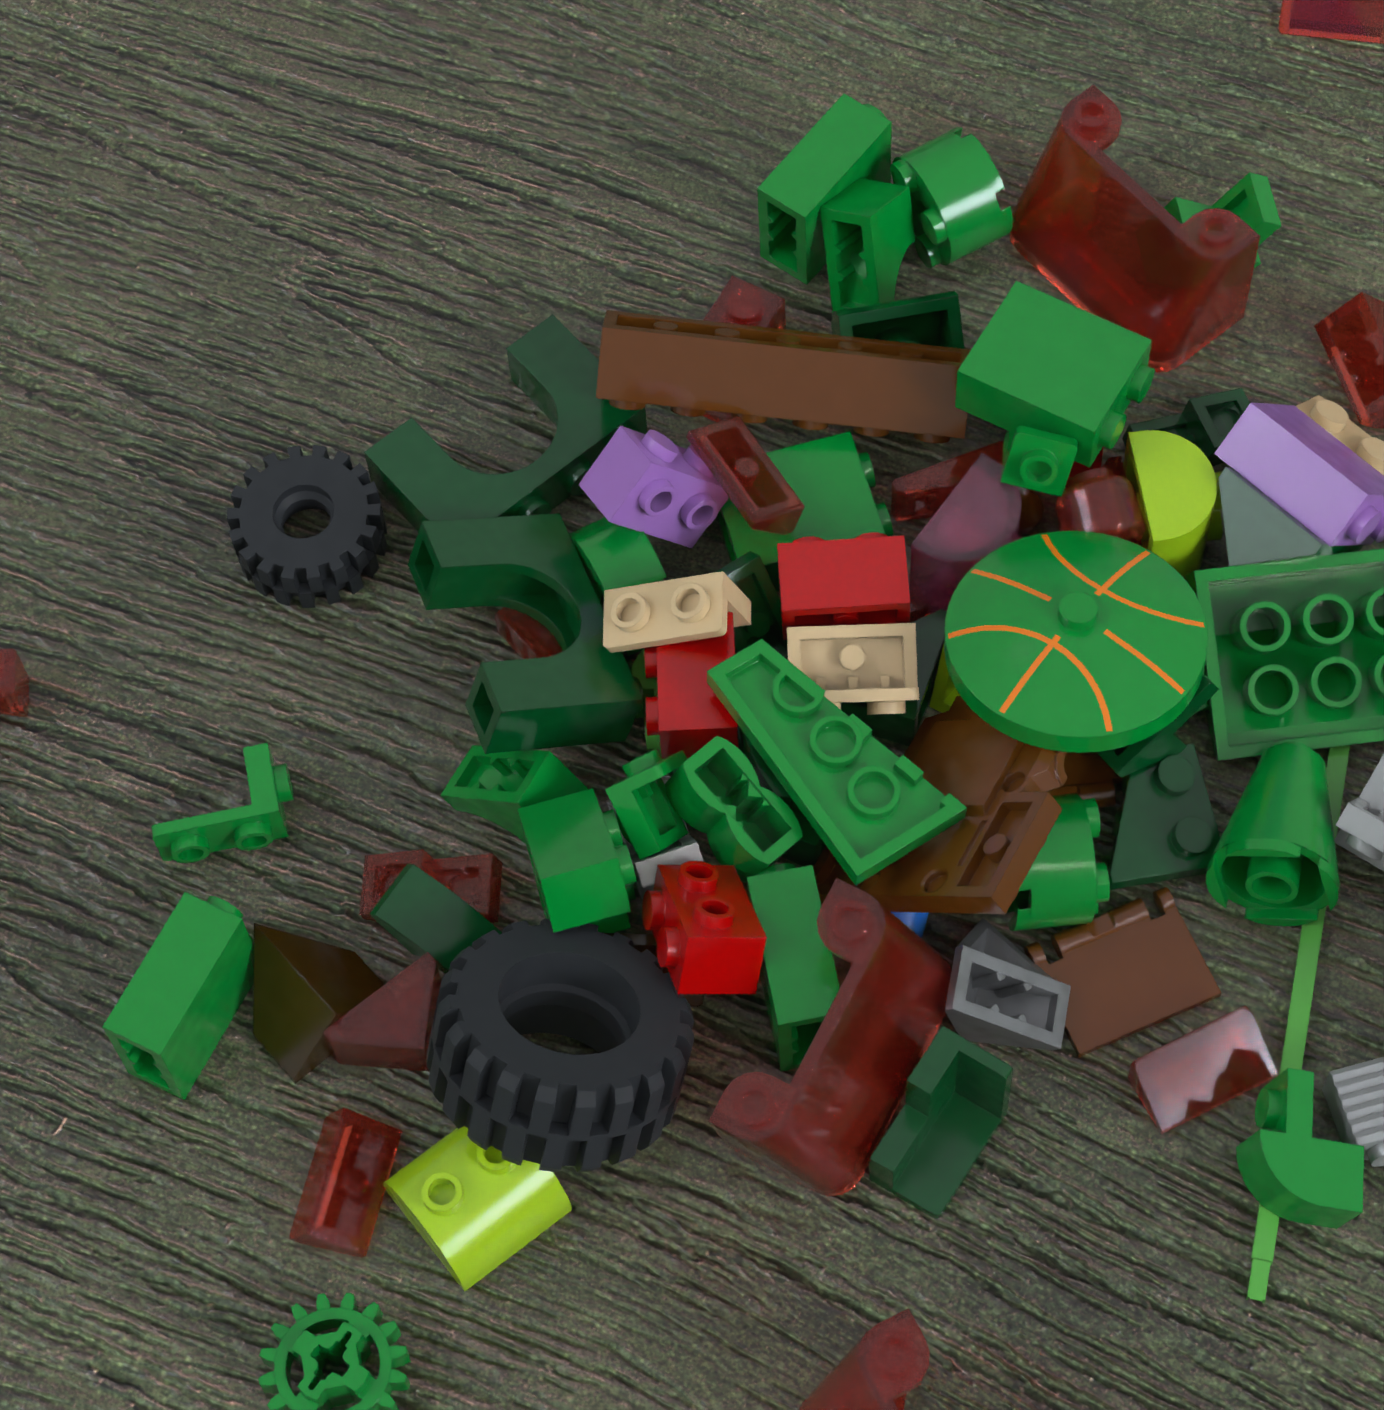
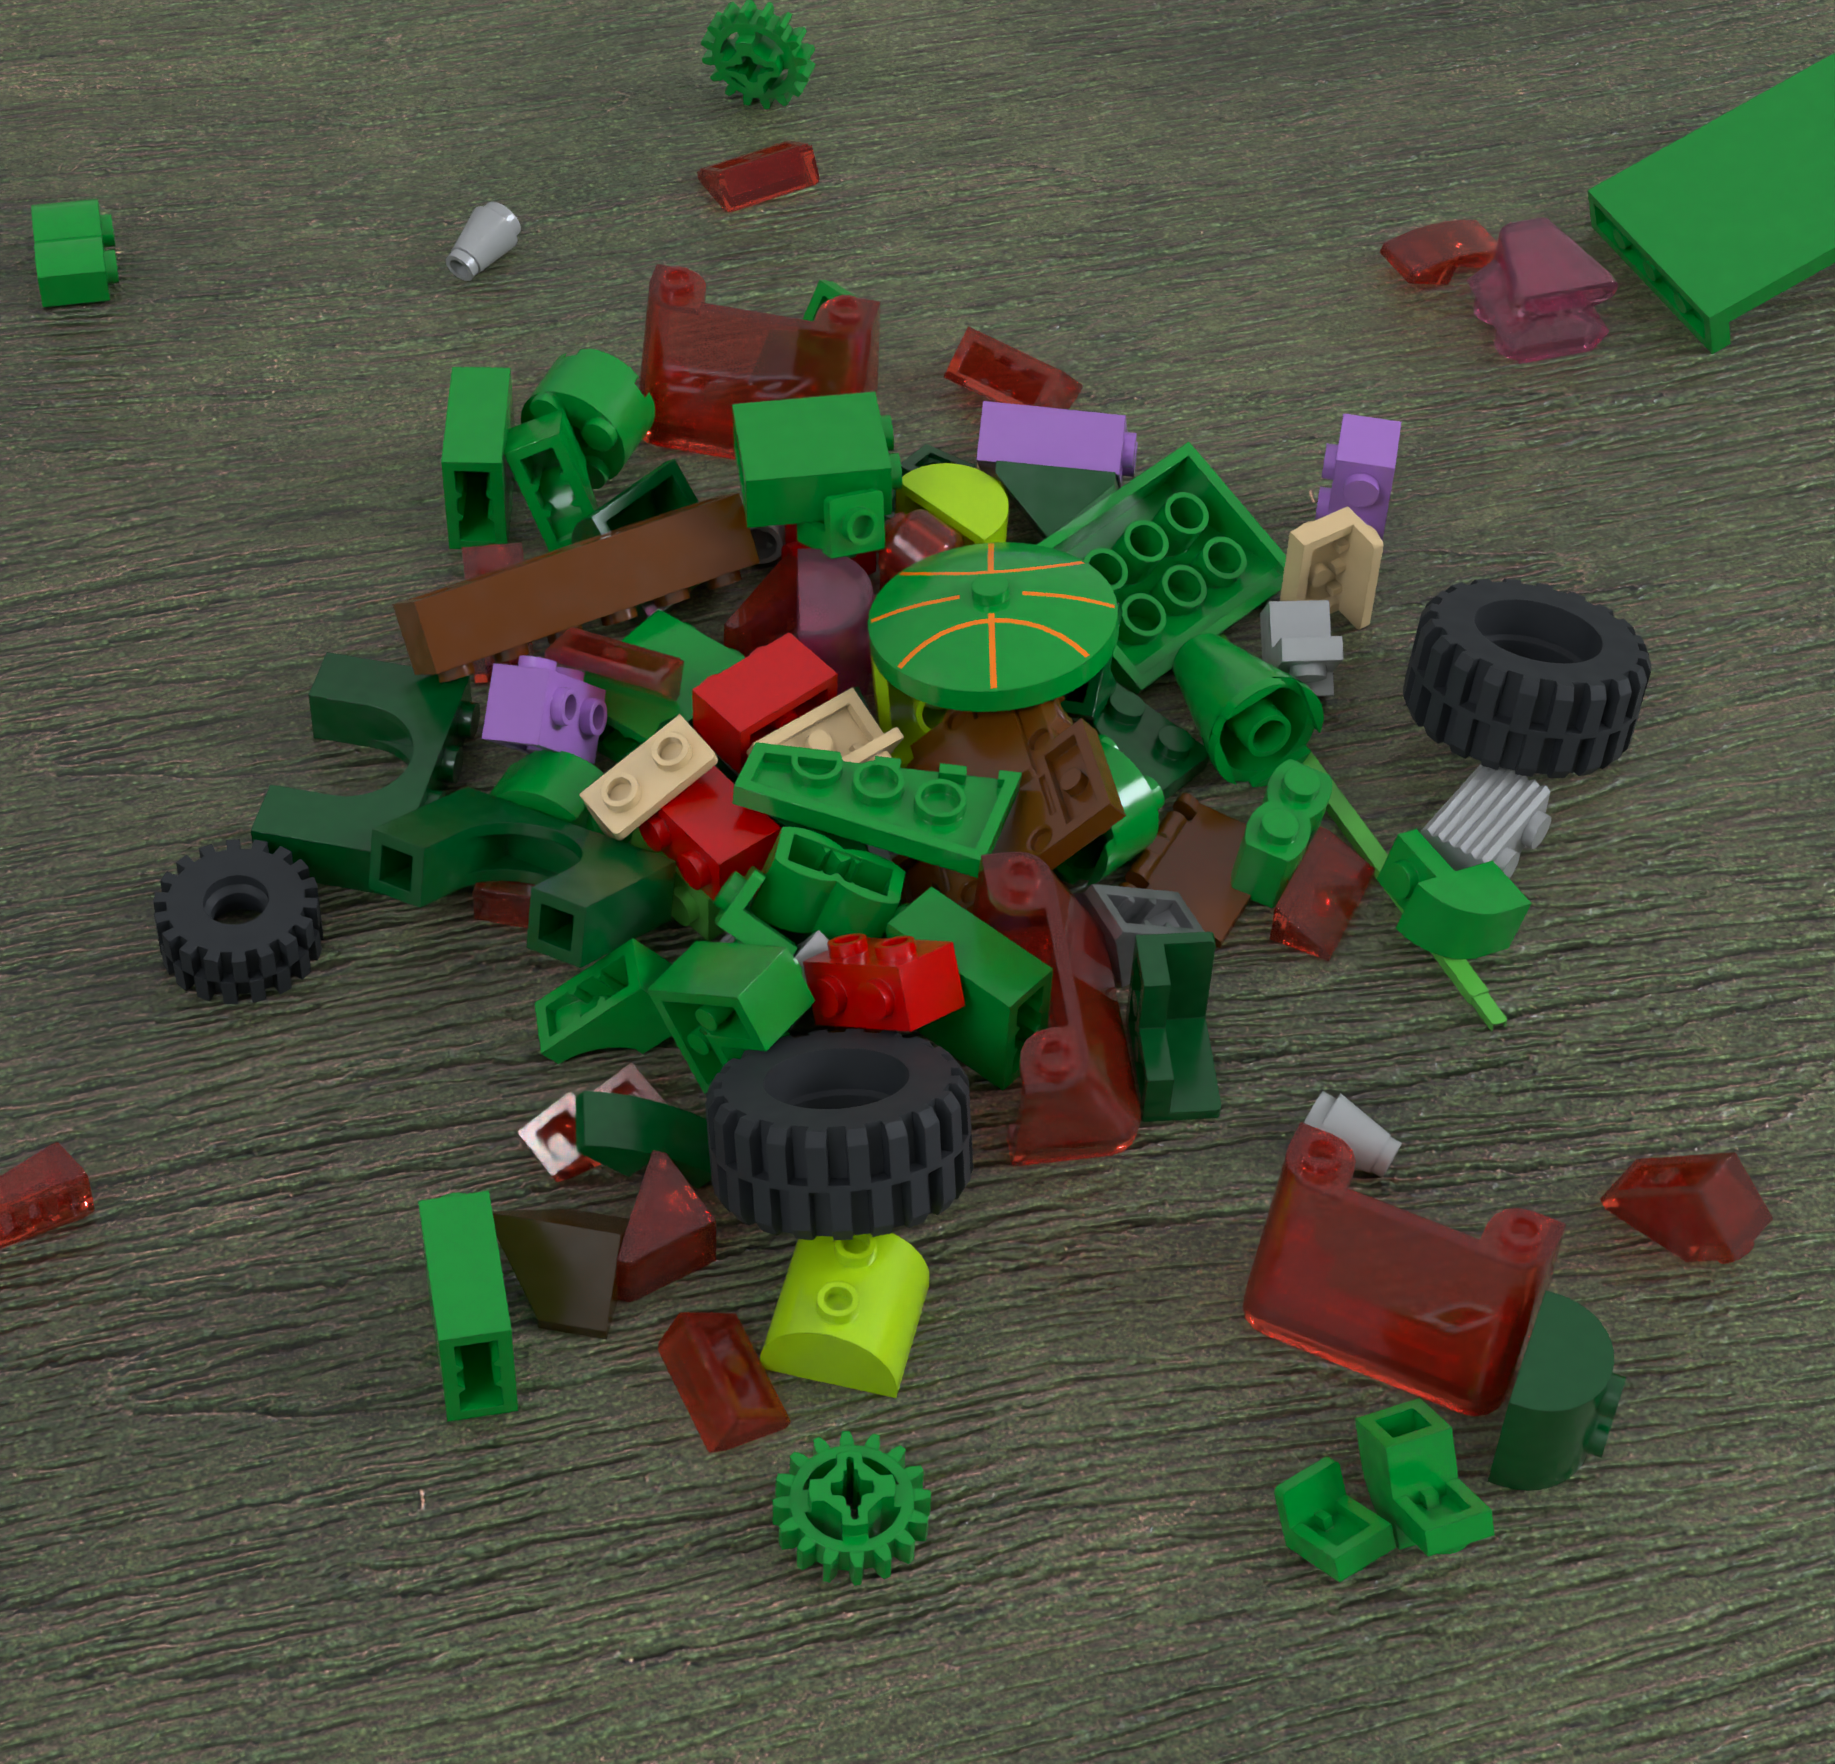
camera: 45 degrees left, 15 degrees down
(240, 827) = (394, 1162): green bracket -> none
(1015, 1318) = (1370, 1143): none -> light grey cone
(1196, 990) = (1280, 831): none -> green brick

